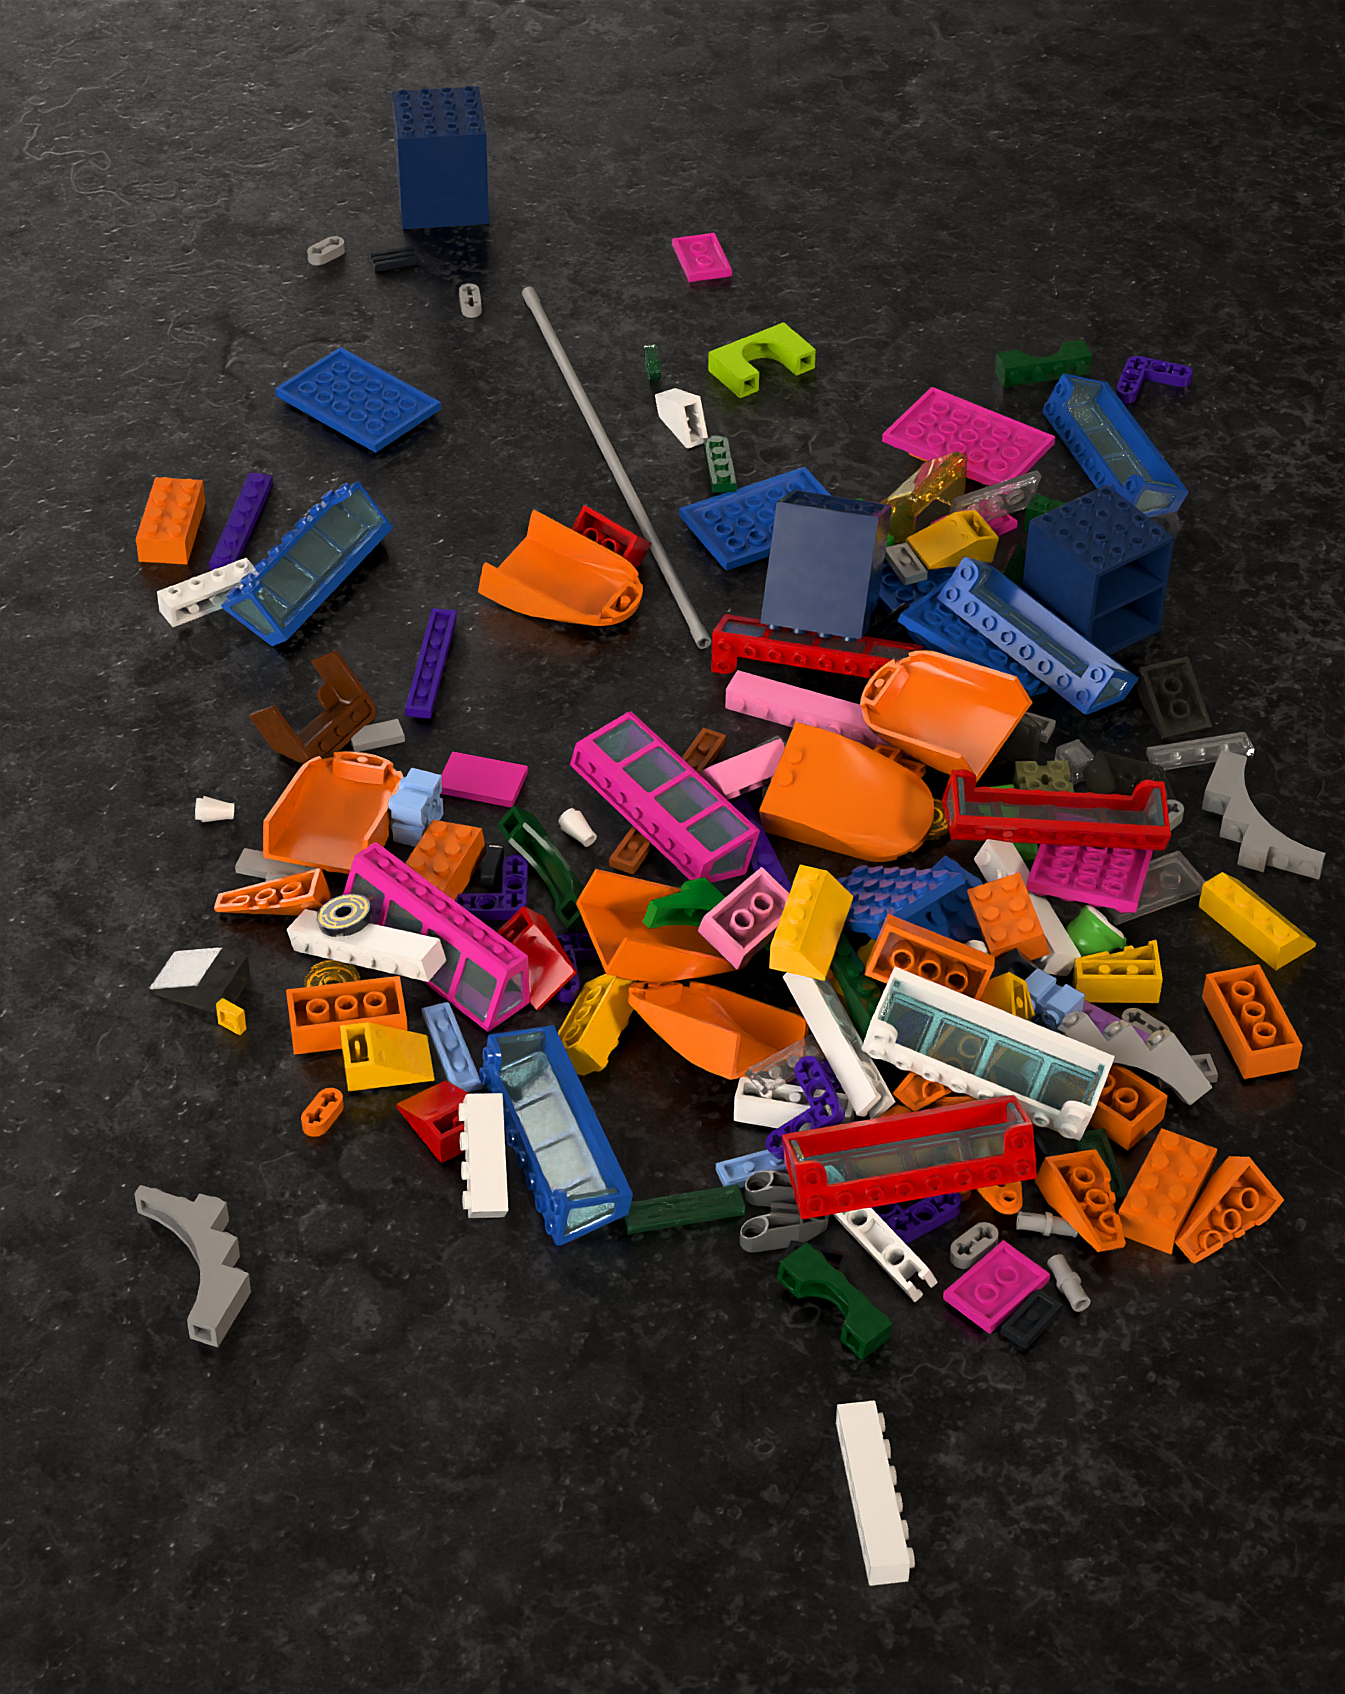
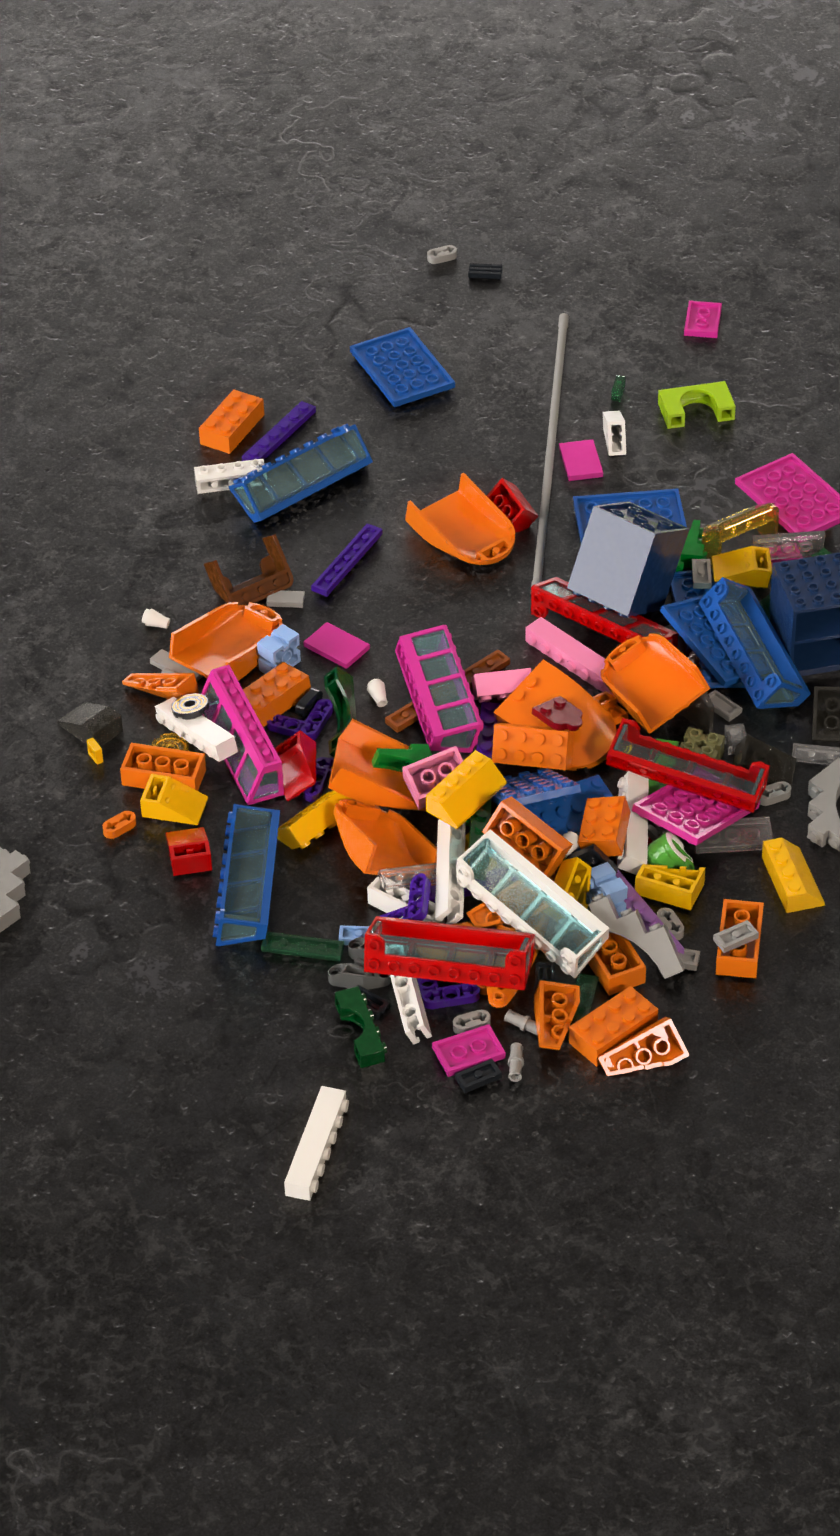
camera: 25 degrees right, 0 degrees up
(441, 157) = (544, 204): dark blue container -> none
(451, 1047) = (219, 808): light blue tile -> none
(470, 300) = (520, 313): light grey beam -> none
(484, 1155) = (193, 876): white brick -> none
(657, 461) = (581, 460): none -> dark pink tile
(720, 464) = (620, 472): dark green plate -> none
(838, 840) = (532, 746): none -> orange brick
(860, 788) = (559, 714): none -> dark red plate
(1259, 1019) = (735, 936): none -> light grey plate

